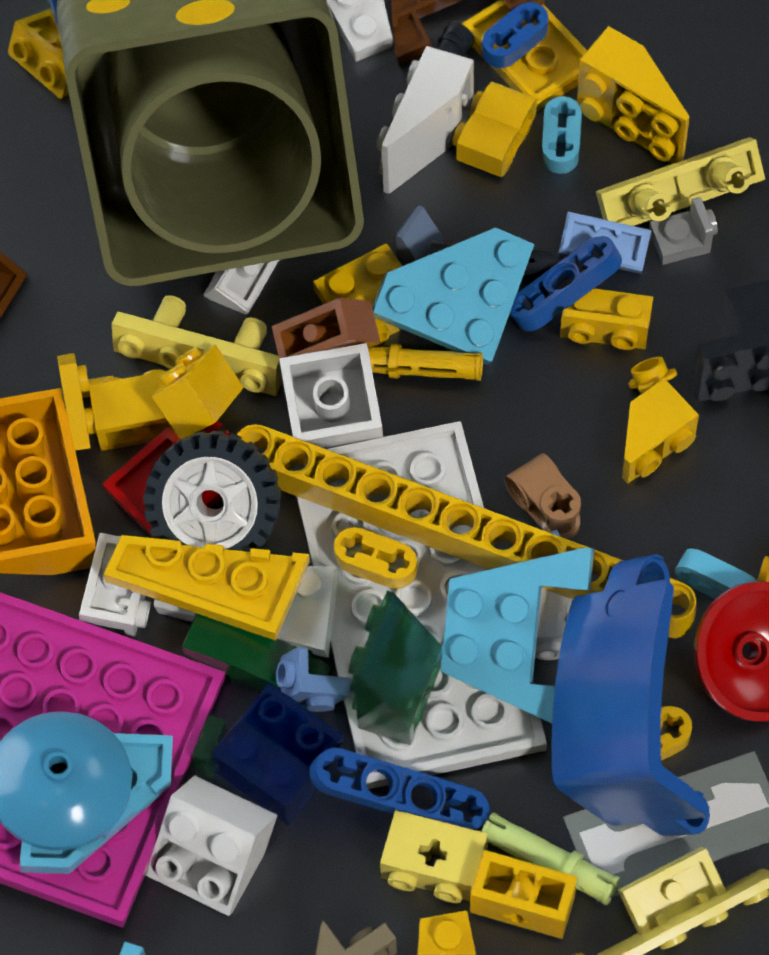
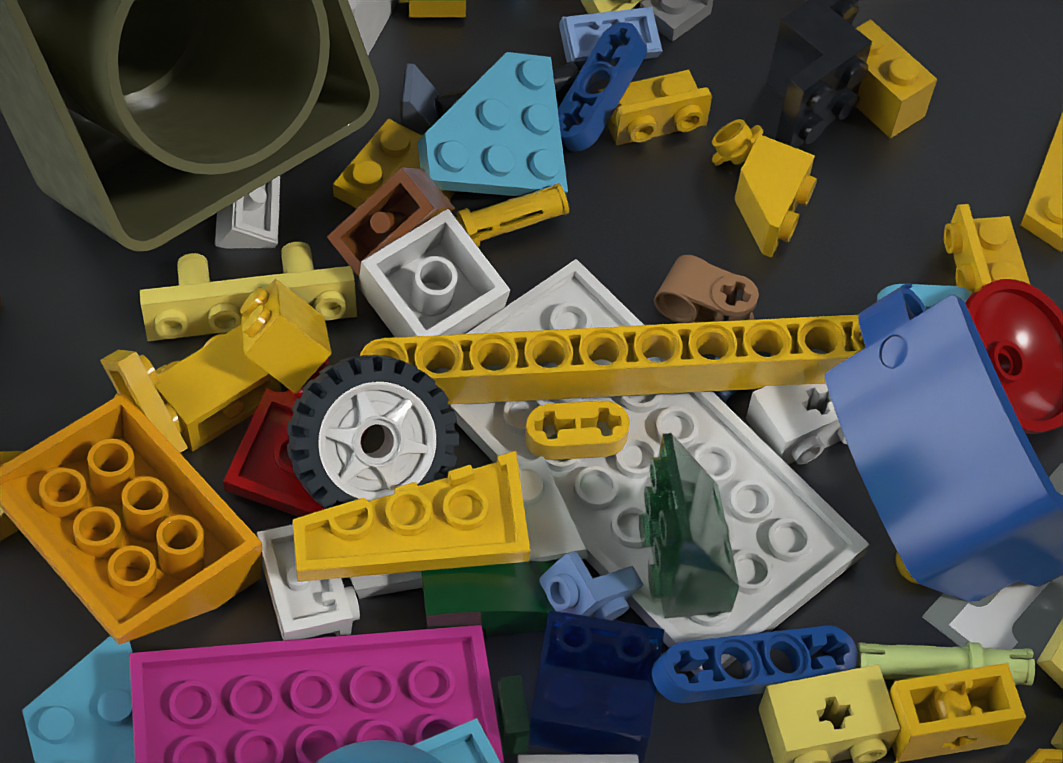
camera: 35 degrees left, 5 degrees down
(495, 626) = (757, 442): medium azure wing -> none

